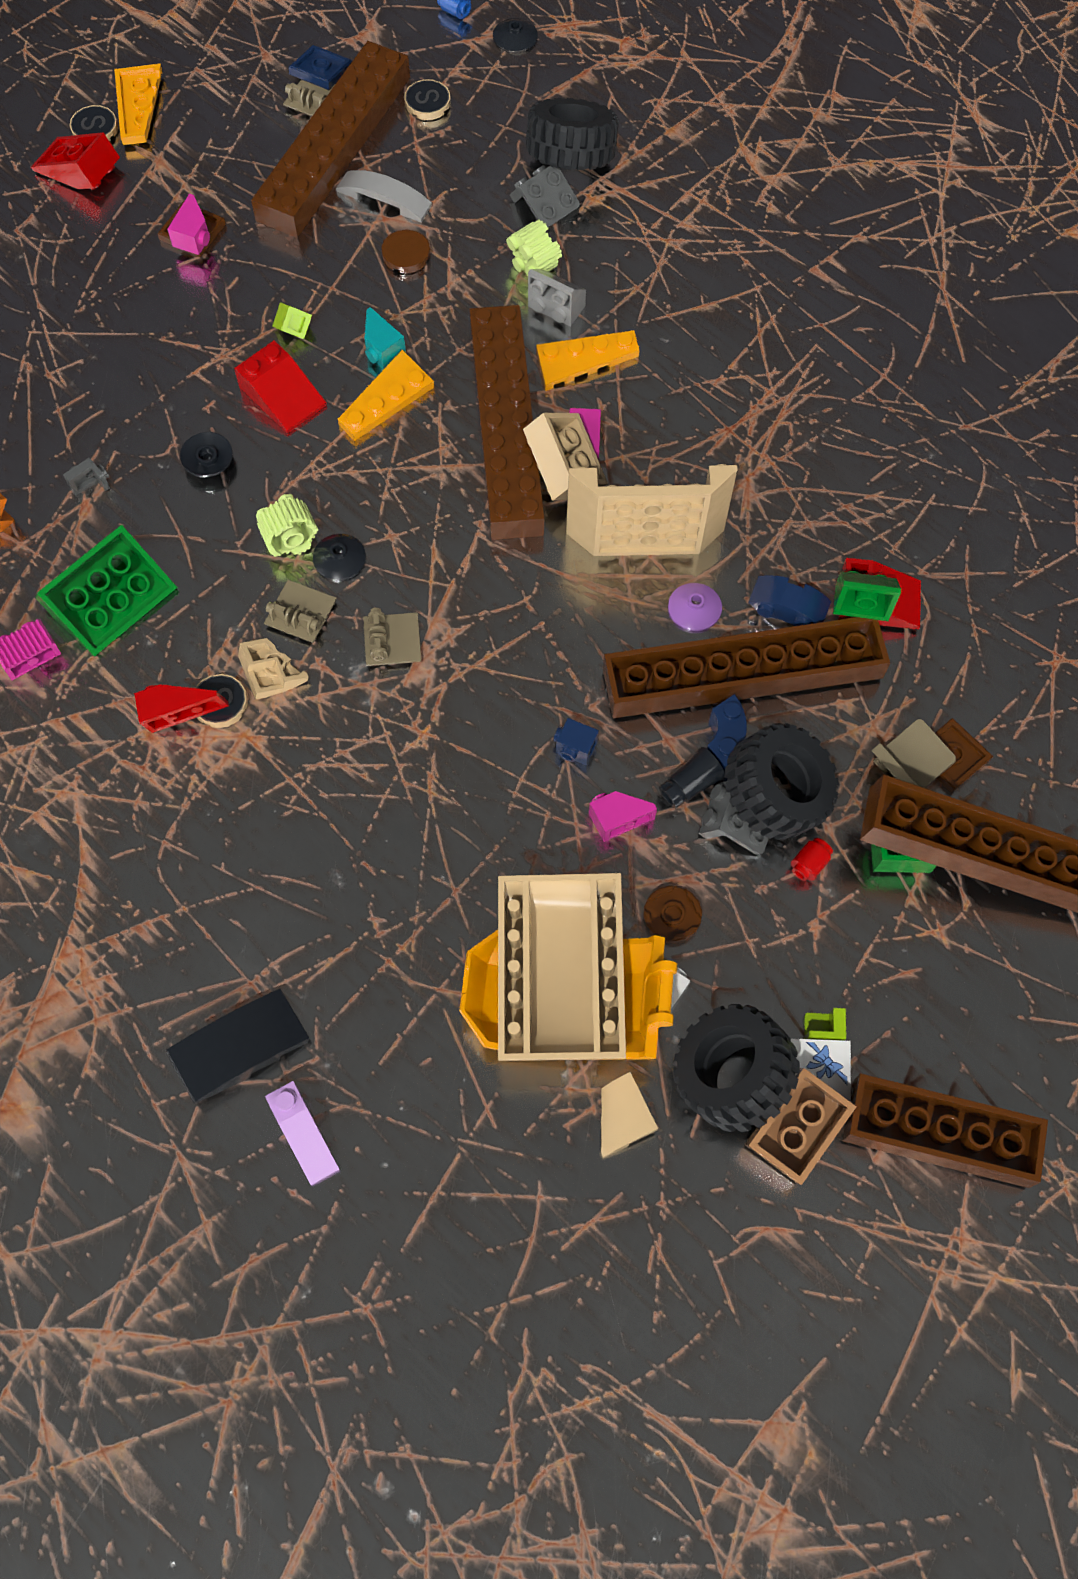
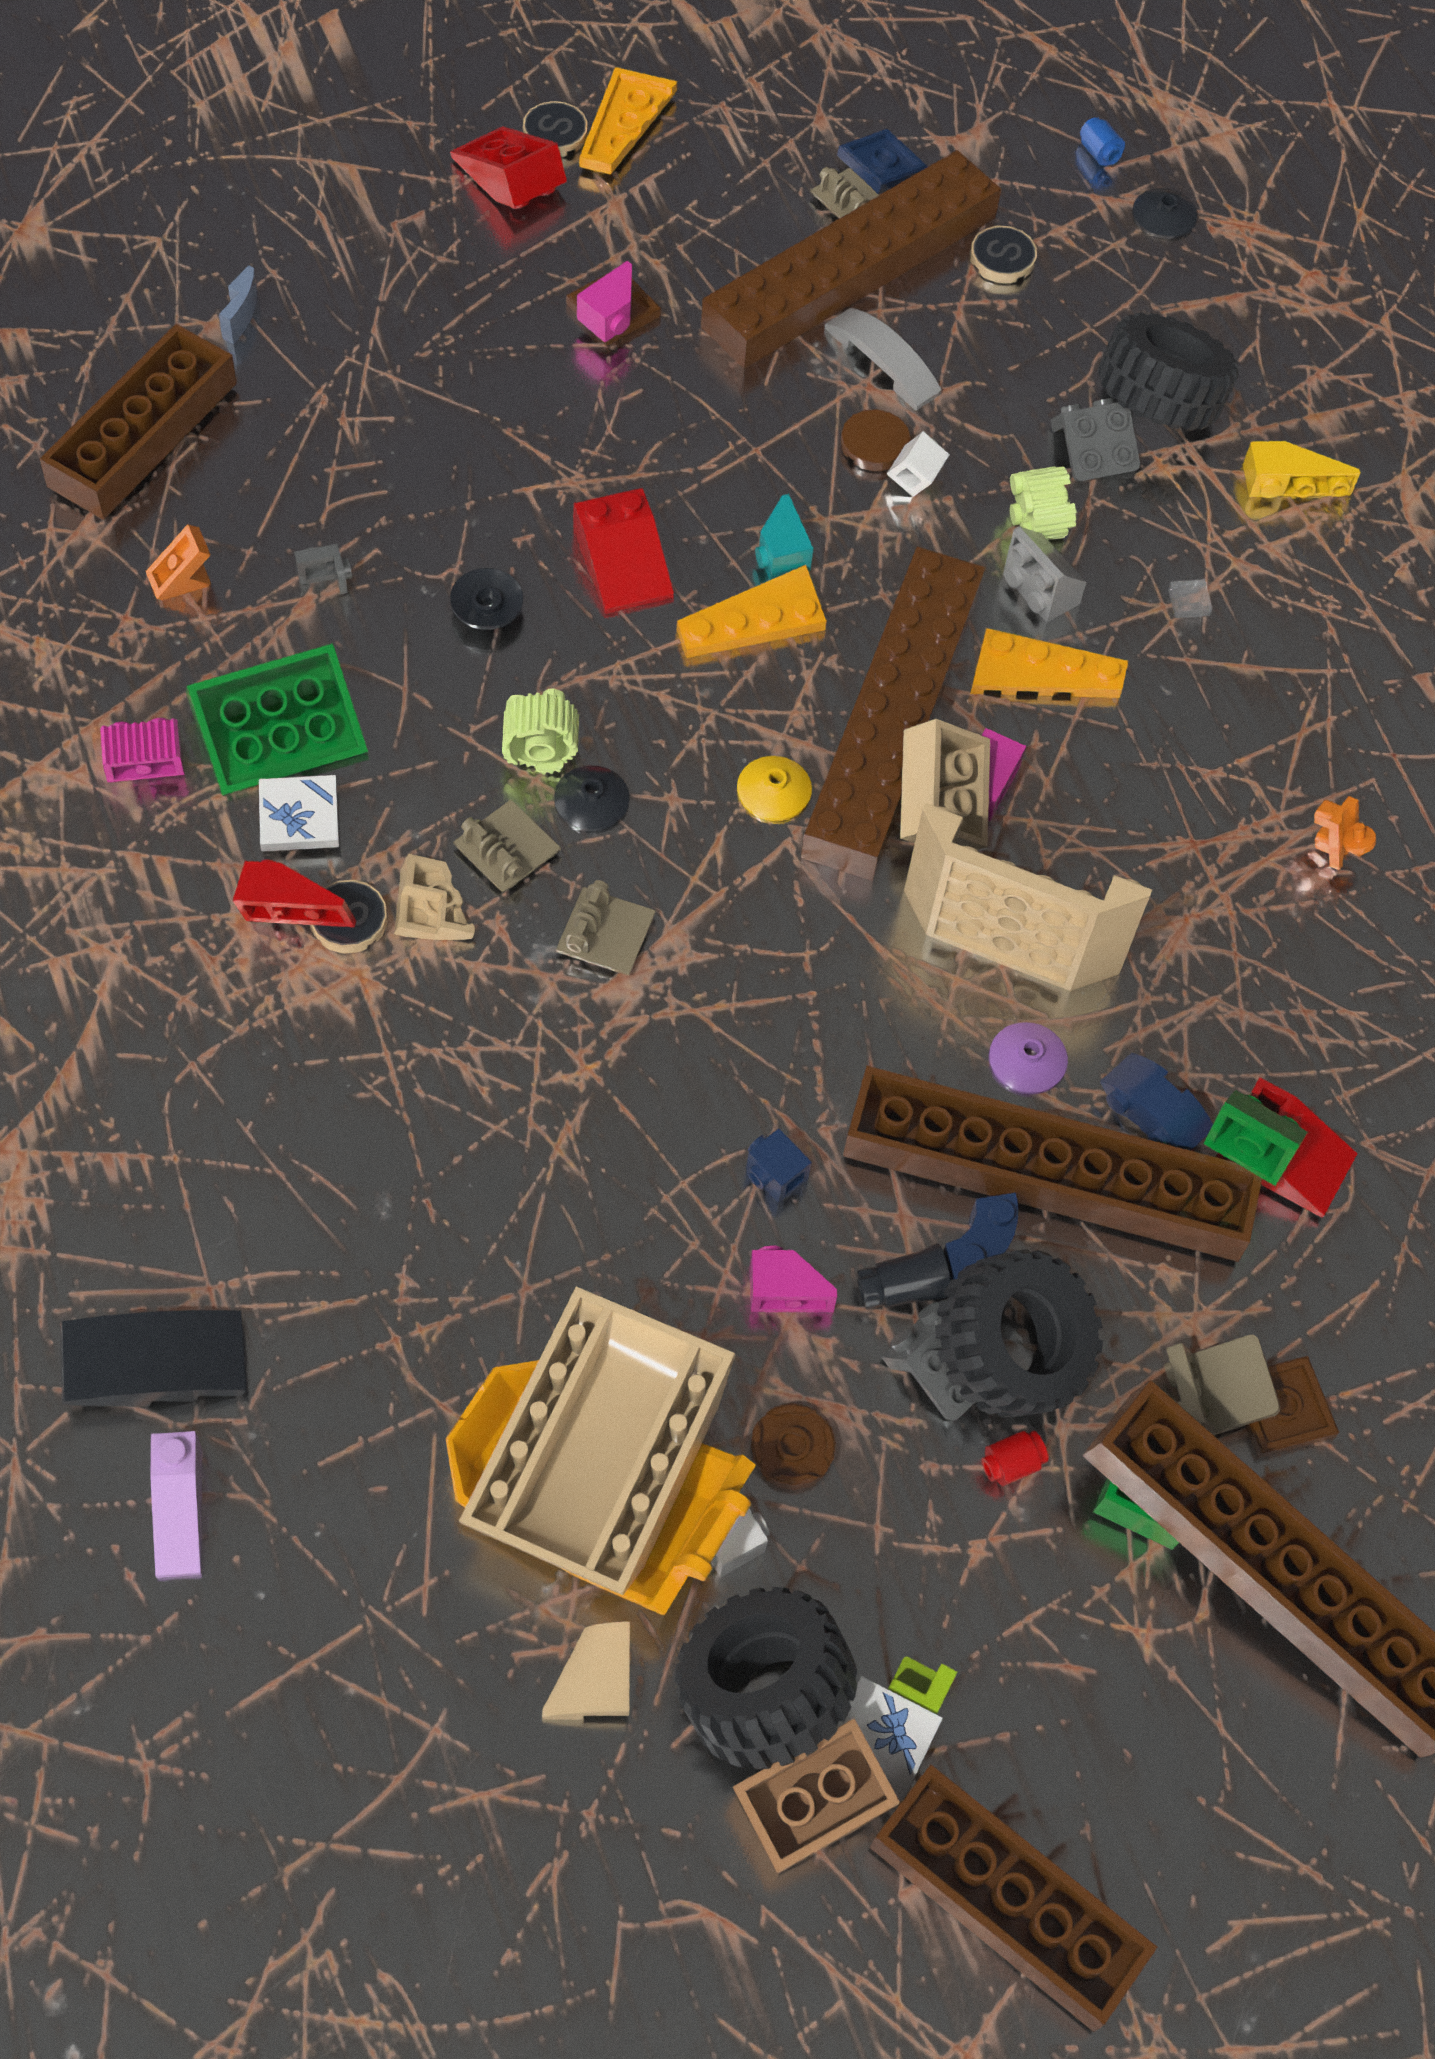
camera: 20 degrees right, 5 degrees down
(152, 646) = (298, 813): none -> white tile
(292, 320) = (681, 472): lime panel -> none
(442, 255) = (918, 464): none -> white brick
(456, 510) = (773, 800): none -> yellow dish
(651, 275) = (1190, 598): none -> clear tile
(675, 169) = (1293, 471): none -> yellow slope
(818, 385) = (1342, 831): none -> orange hips

